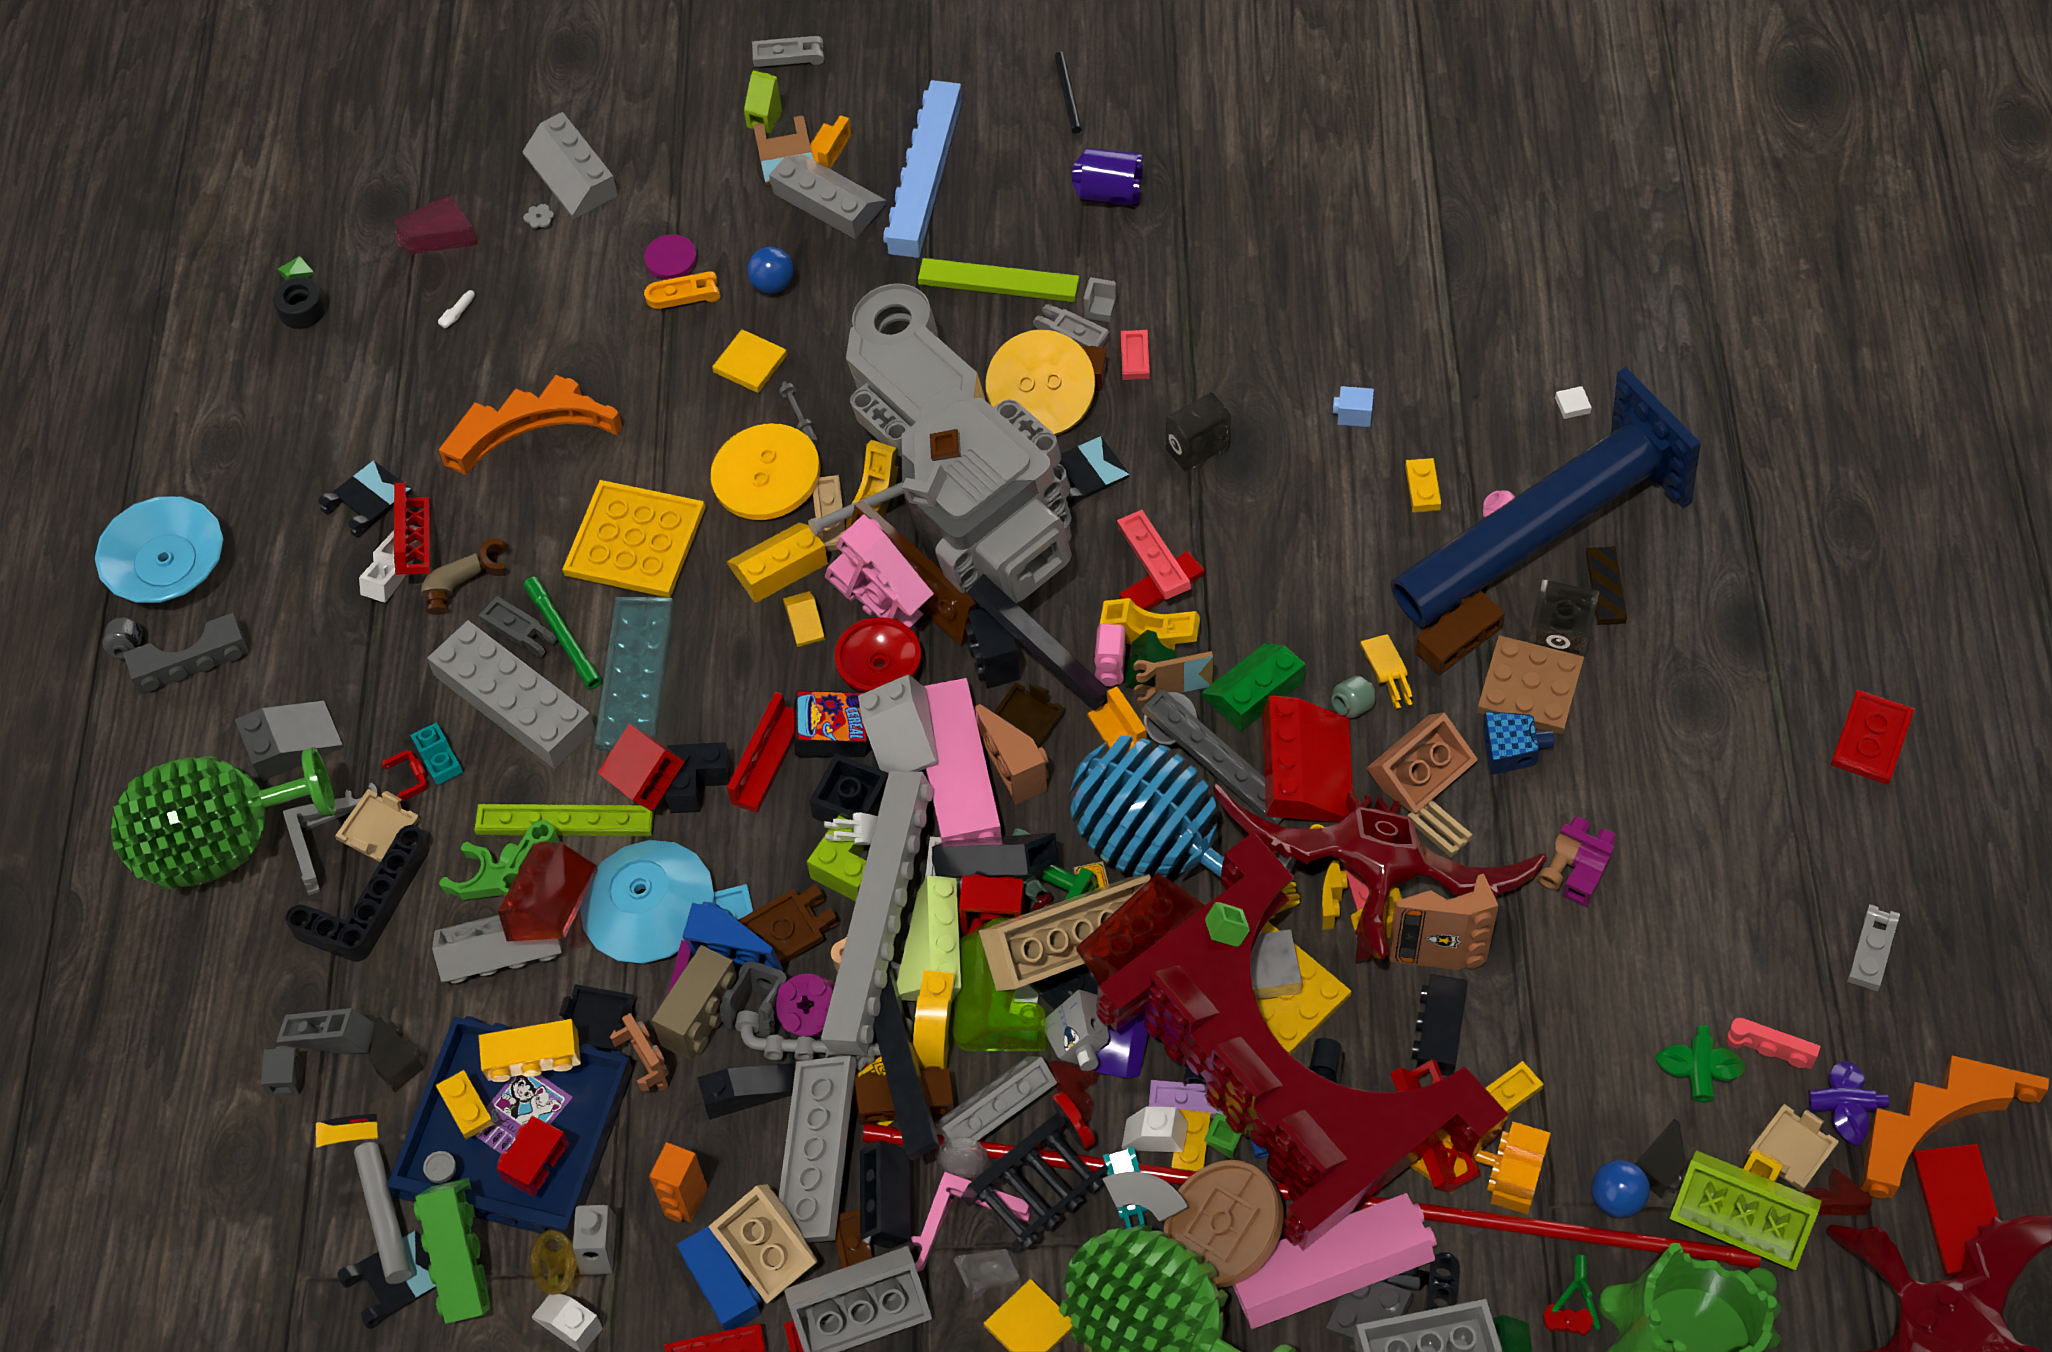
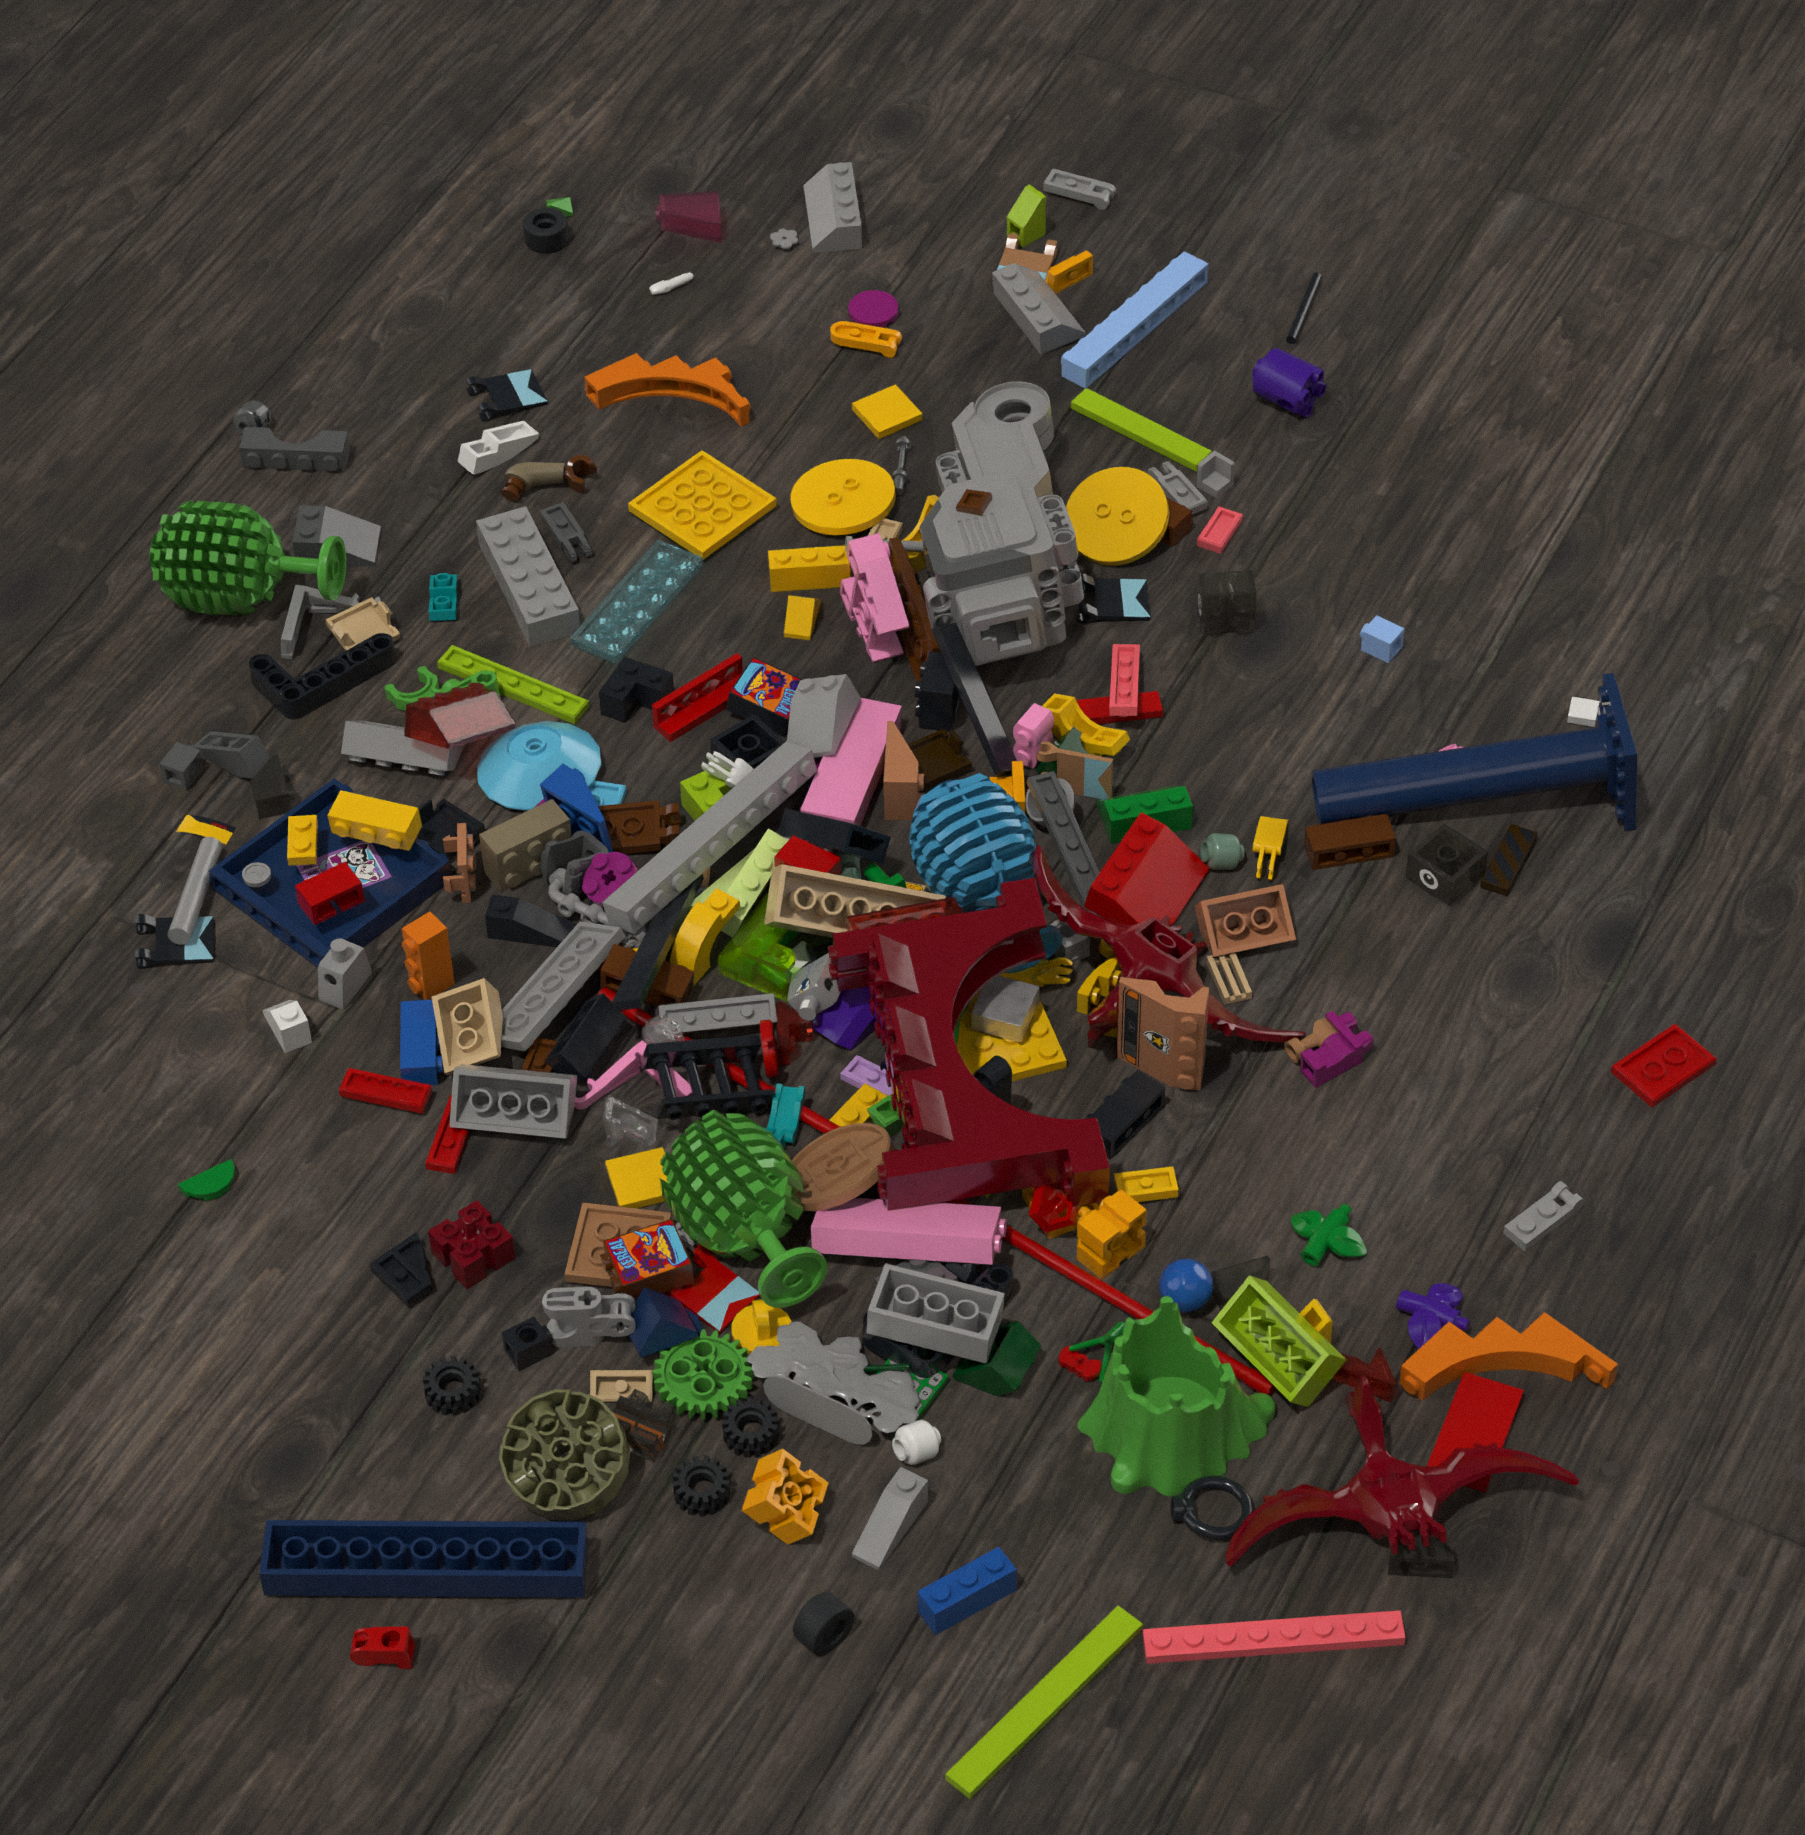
camera: 25 degrees right, 10 degrees down
(156, 530) = (318, 364): medium azure dish -> none
(402, 520) = (515, 425): red fence -> none
(417, 768) = (421, 605): red piece -> none
(452, 1250) = (229, 929): bright green wedge -> none
(556, 1262) = (305, 978): clear yellow piece -> none
(582, 665) = (598, 521): green piece -> none
(640, 767) = (592, 663): red brick -> none
(770, 270) = (946, 346): blue piece -> none
(873, 643) = (841, 654): red dish -> none
(927, 490) = (933, 528): light grey panel -> none
(1145, 1191) = (792, 1121): light grey tile -> none
(1156, 1130) = (834, 1085): white slope -> none
(1227, 924) = (965, 931): bright green slope -> none
(1423, 485) = (1401, 722): yellow plate -> none
(1513, 741) = (1336, 938): torso -> none
(1531, 682) = (1386, 906): medium nougat plate -> none
(1772, 1043) = (1398, 1244): coral plate -> none
(1796, 1145) = (1363, 1324): tan piece -> none

